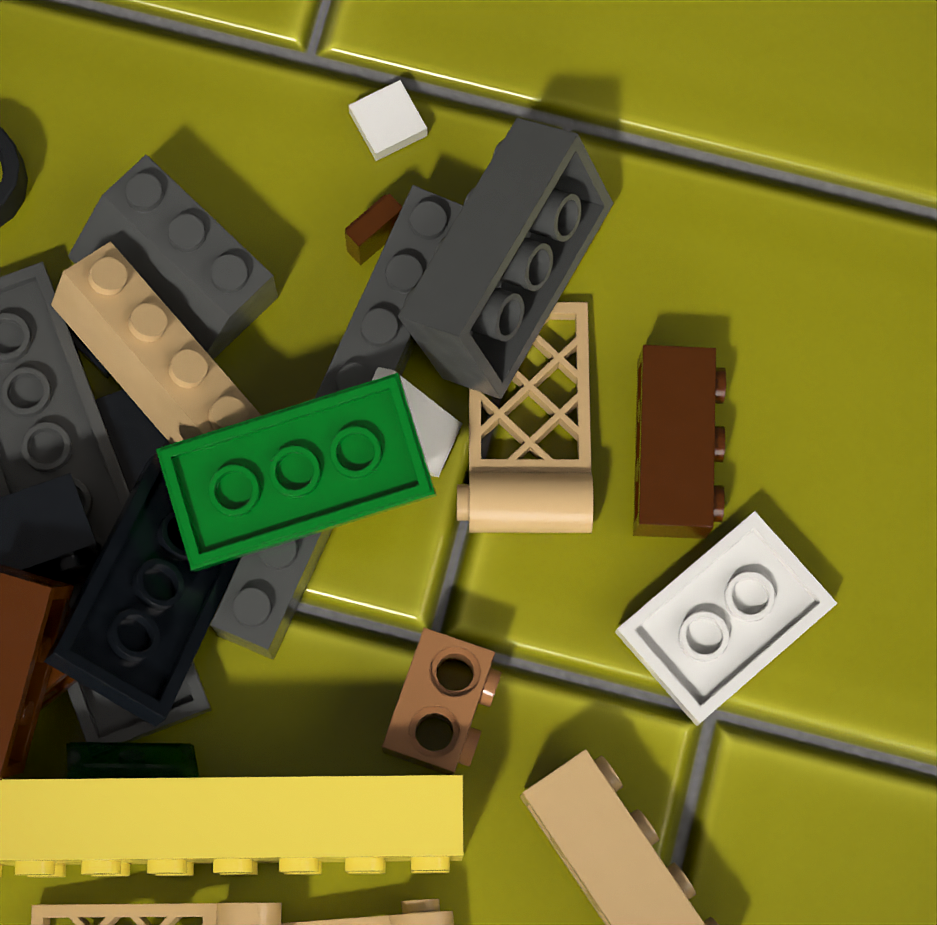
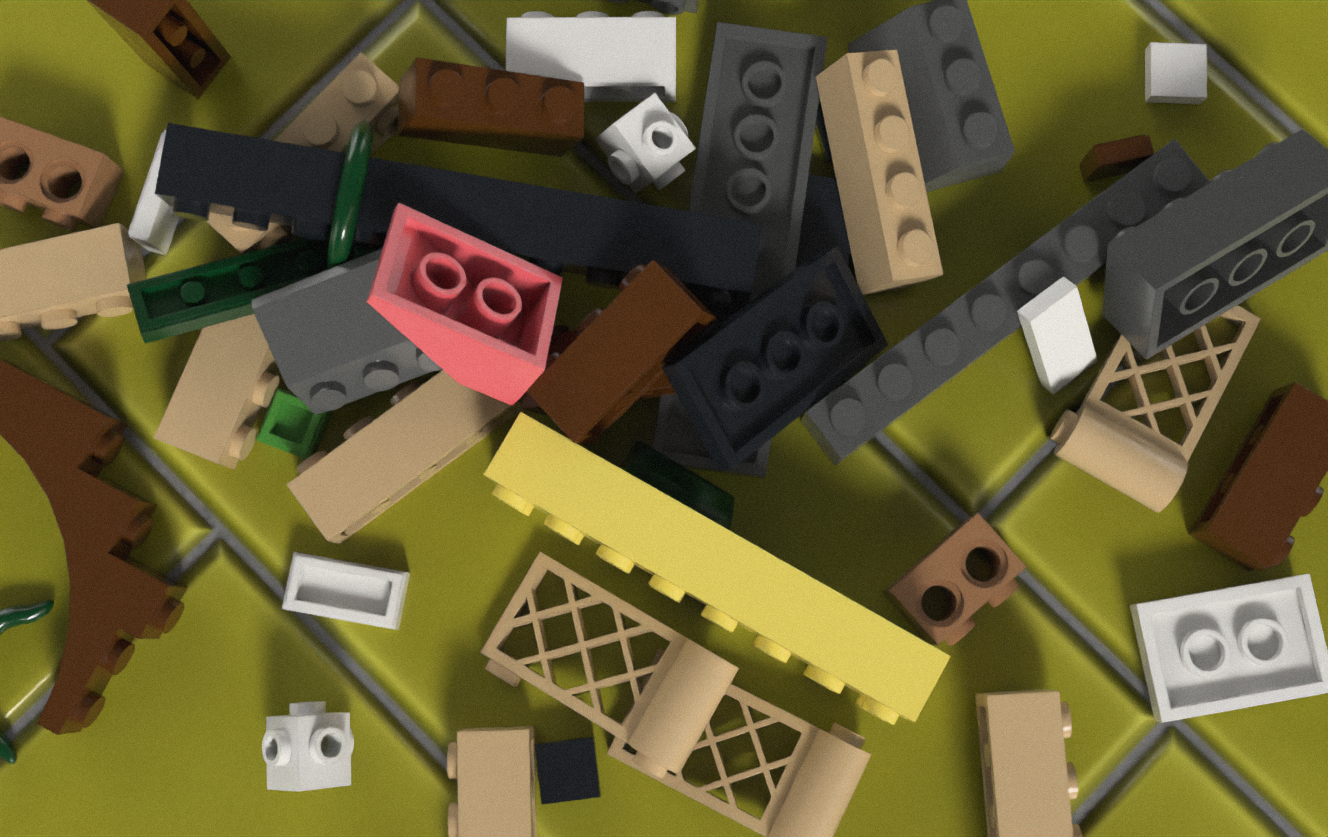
camera: 40 degrees right, 5 degrees up
(296, 472) = (950, 327): green tile -> none

